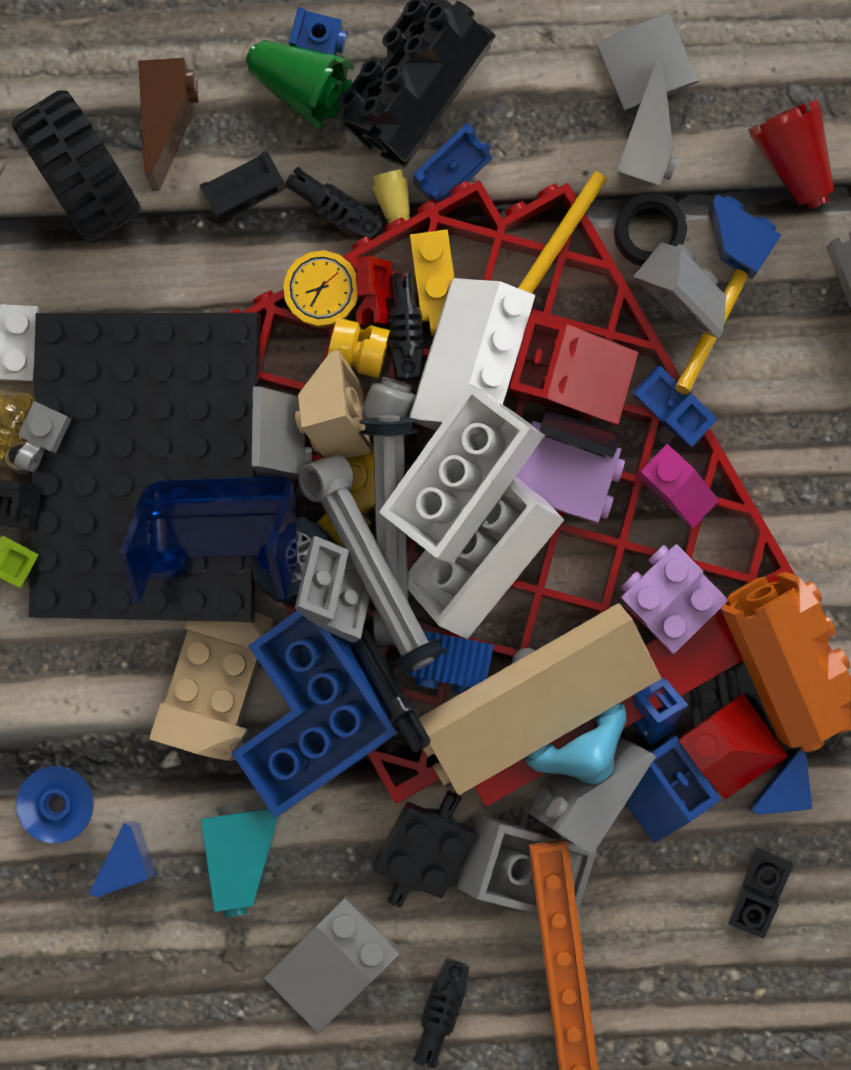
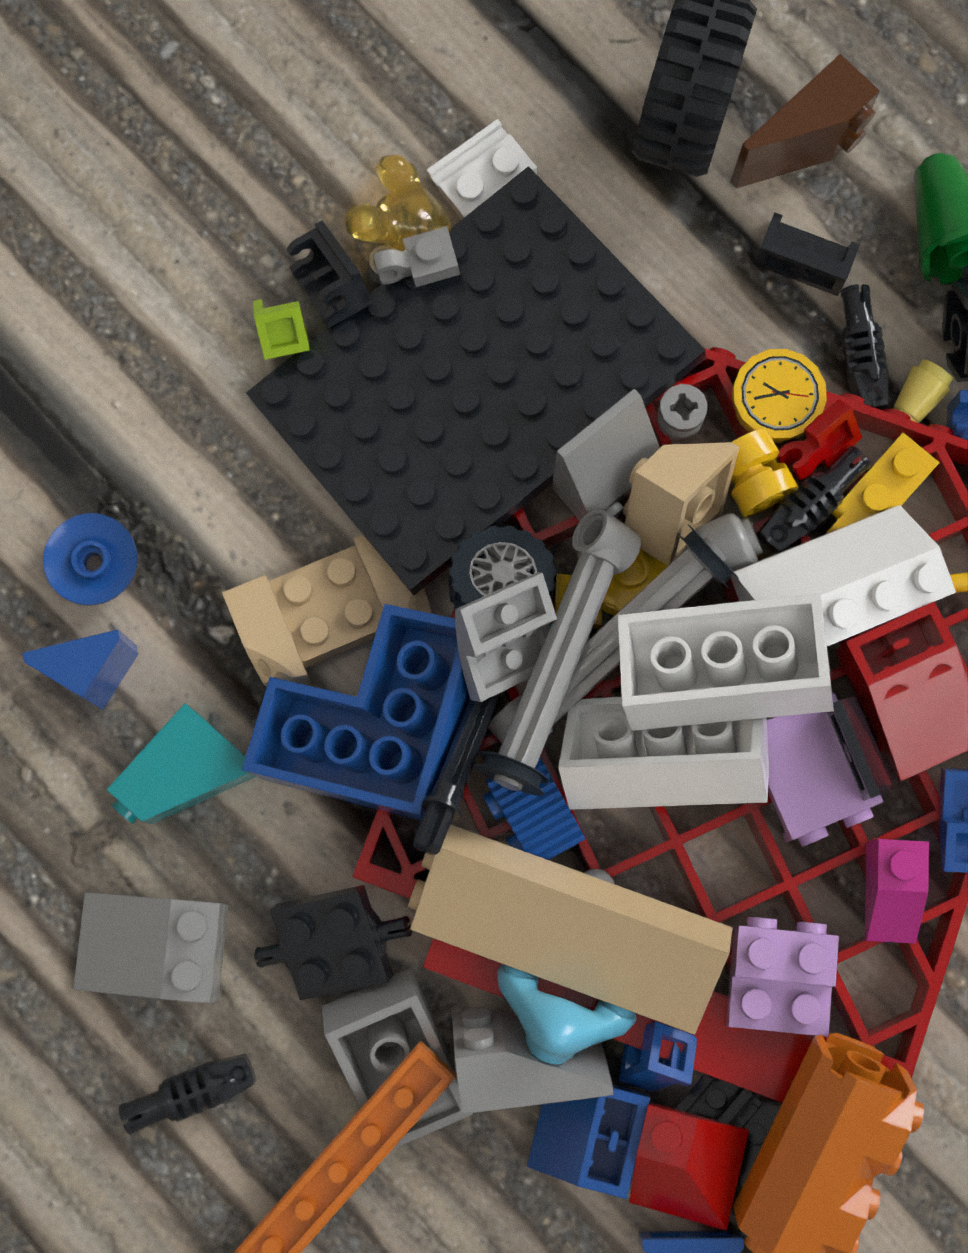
camera: 55 degrees right, 5 degrees down
(211, 521) = (470, 468): clear blue windscreen -> none
(285, 363) = (681, 423): none -> light grey wheel

